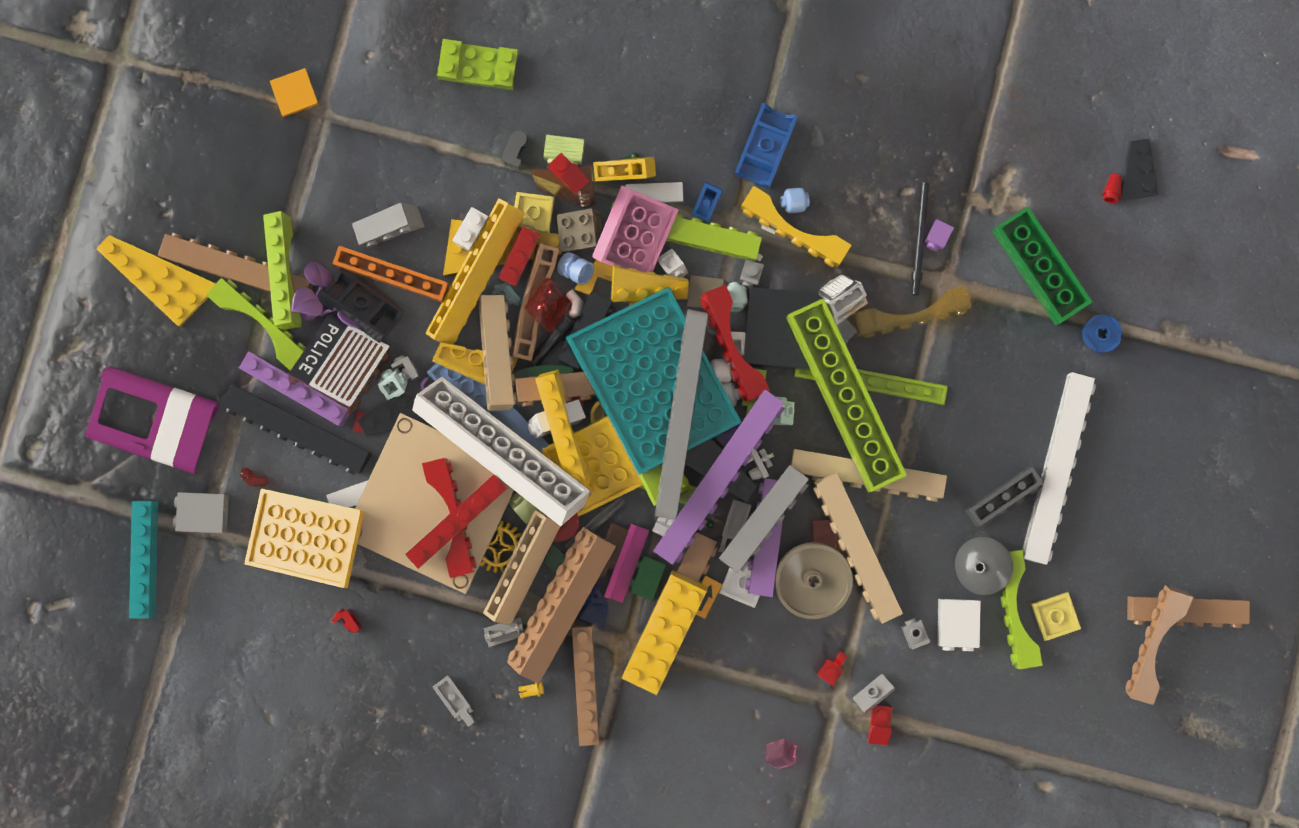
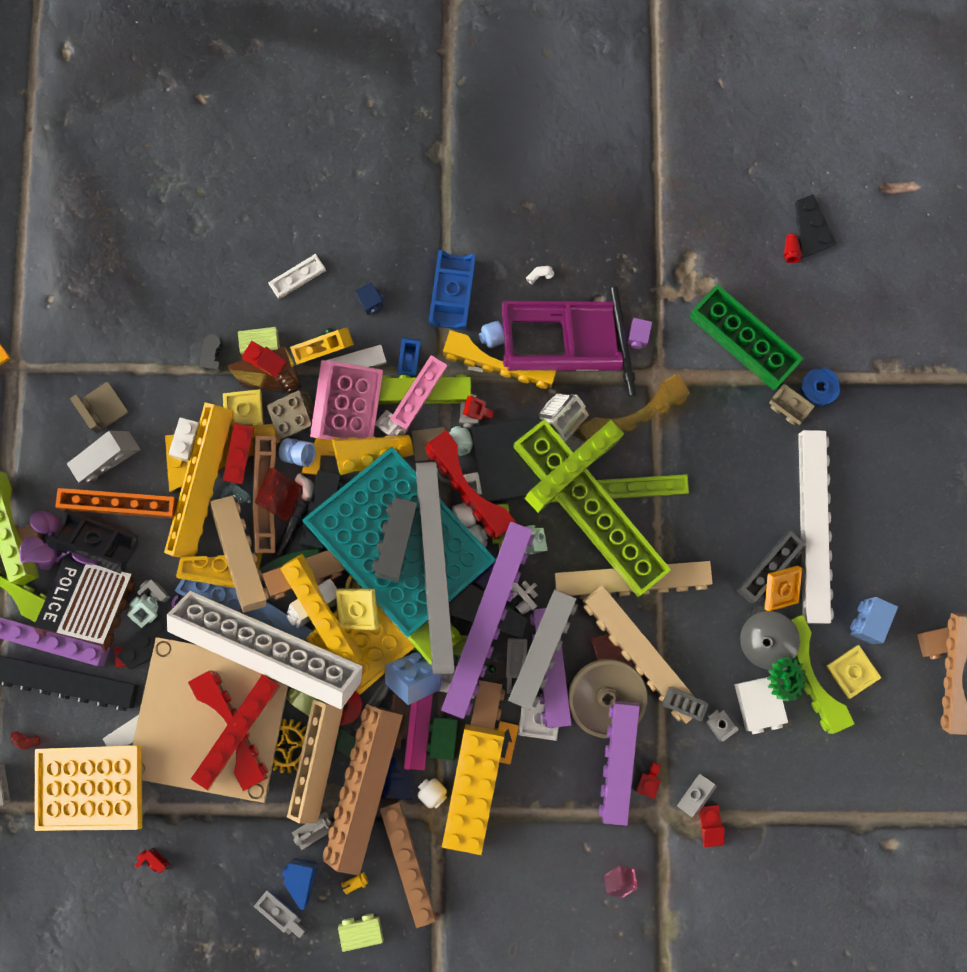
camera: 15 degrees left, 5 degrees down
(395, 175) = (100, 407): none -> dark tan bracket
(477, 65) = (156, 283): lime piece -> none
(481, 673) = (299, 880): none -> blue slope
(525, 737) = (360, 932): none -> yellowish green brick
(598, 435) = (357, 609): none -> light yellow tile
(616, 93) = (297, 276): none -> white tile
(624, 626) = (432, 793): none -> white head
(633, 513) = (412, 678): none -> medium blue brick
(651, 378) = (395, 540): none -> dark grey brick
(683, 134) = (370, 298): none -> dark blue brick
(707, 240) = (418, 392): none -> bright pink plate
(759, 271) = (476, 409): none -> red plate
(809, 644) = (620, 762): none -> medium lavender brick
(840, 351) = (573, 466): none -> lime arch
(856, 148) = (540, 271): none -> white arm
(886, 224) = (586, 333): none -> magenta piece
(898, 616) = (700, 711): none -> dark grey slope
(989, 606) = (786, 679): none -> green gear
(1010, 520) = (783, 588): none -> light orange tile
(1068, 344) = (791, 404): none -> dark tan bracket
(1088, 572) = (873, 620): none -> medium blue brick

